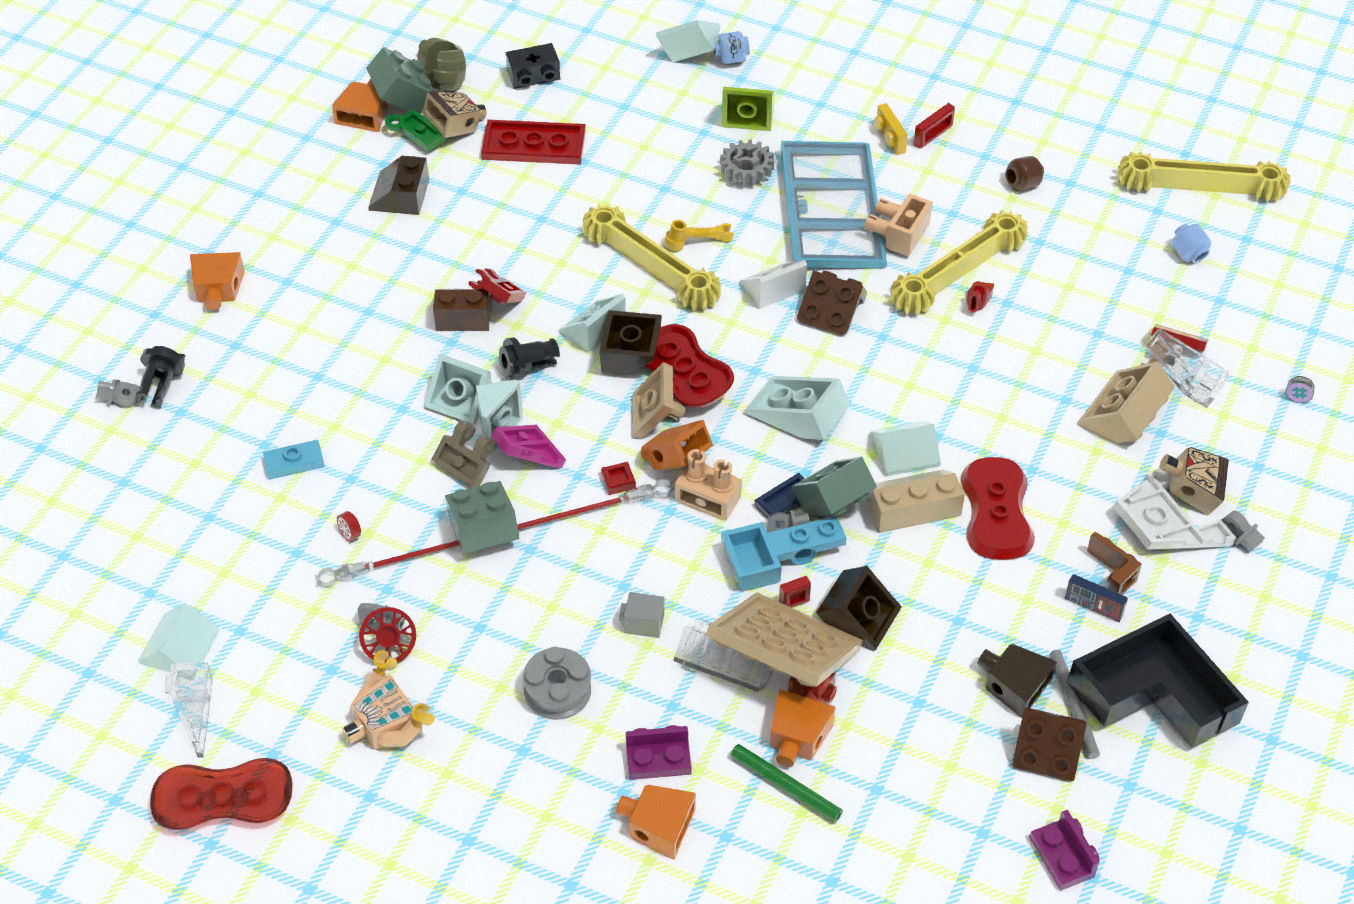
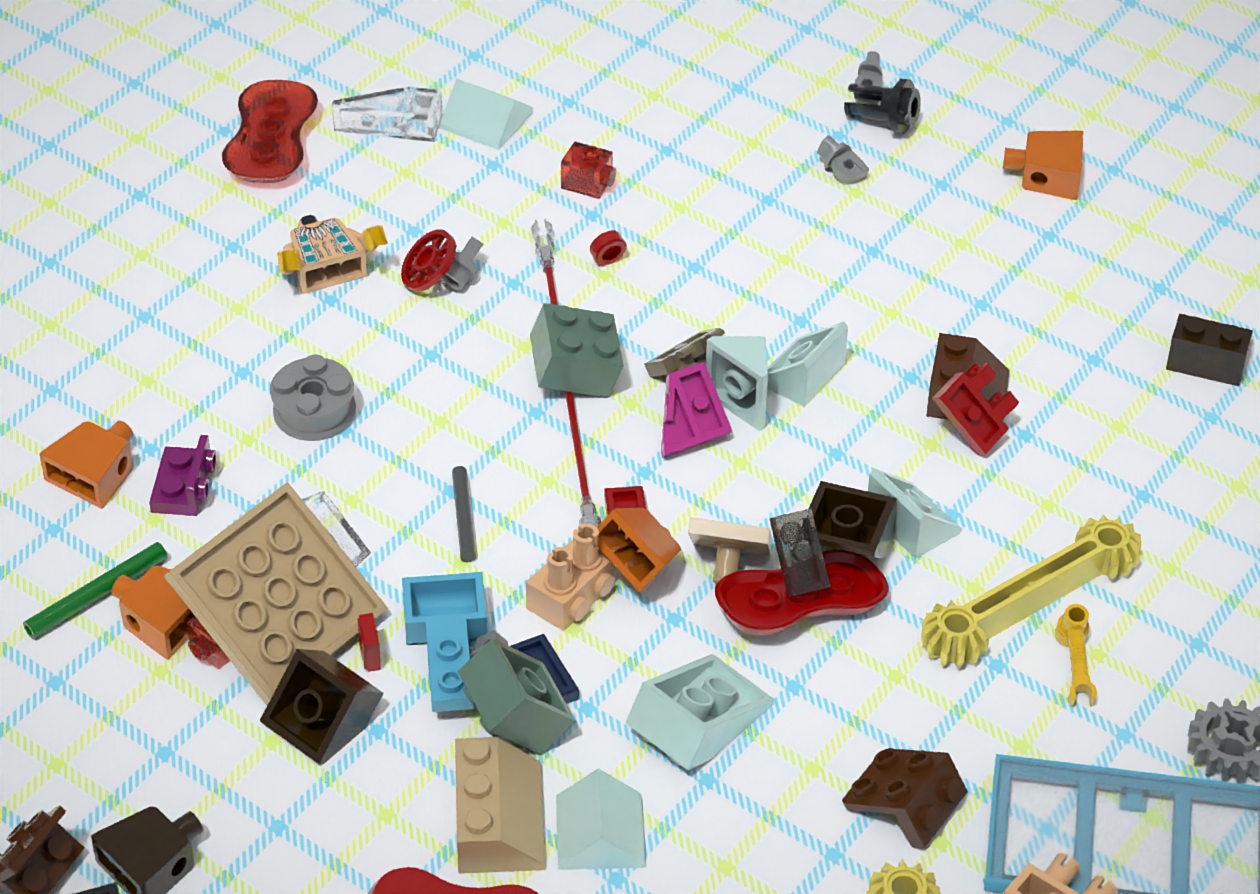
camera: 100 degrees right, 5 degrees down
(223, 398) = (839, 157): none -> light grey piece
(254, 554) = (587, 170): none -> clear red brick
(293, 459) = (734, 217): medium azure plate -> none
(518, 358) = (846, 417): black piece -> none
(643, 614) = (385, 489): light grey brick -> none
(649, 569) = (463, 514): none -> dark grey bar
(672, 352) = (799, 552): none -> clear smoke plate
(776, 283) = (959, 725): white slope -> none

